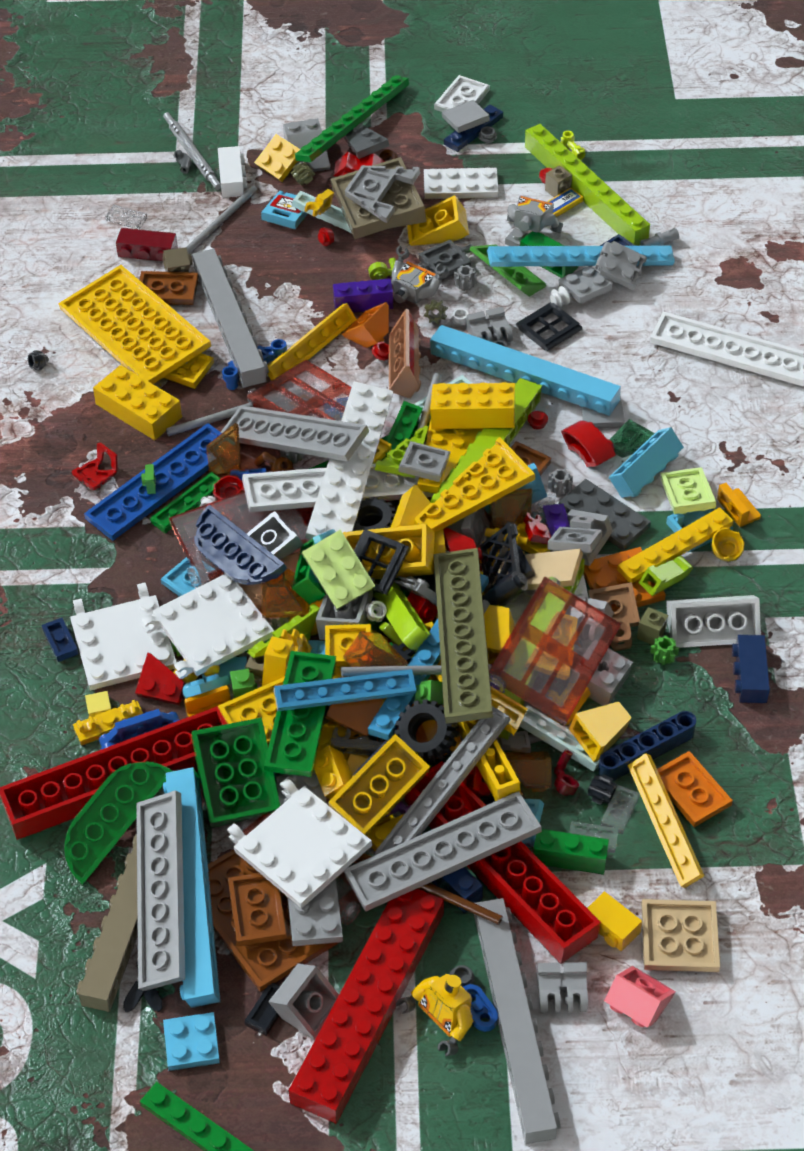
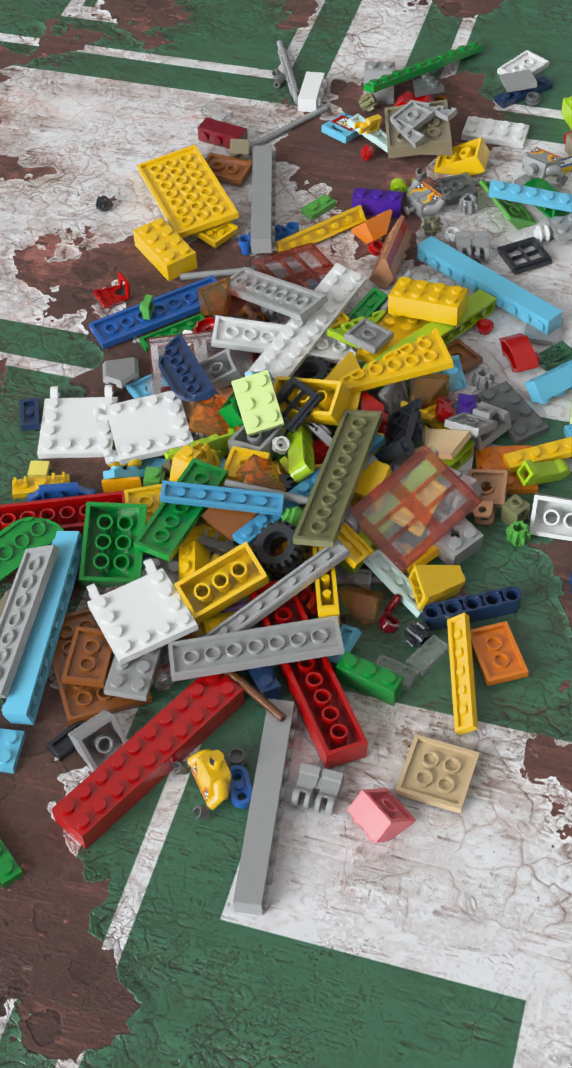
camera: 20 degrees right, 0 degrees up
(147, 564) = (120, 371): none -> light grey tile
(159, 682) = (90, 463): red wing -> none
(278, 157) = (351, 87): yellow plate -> none
(294, 314) = (318, 207): none -> bright green plate
(617, 923) = (384, 746): yellow brick -> none

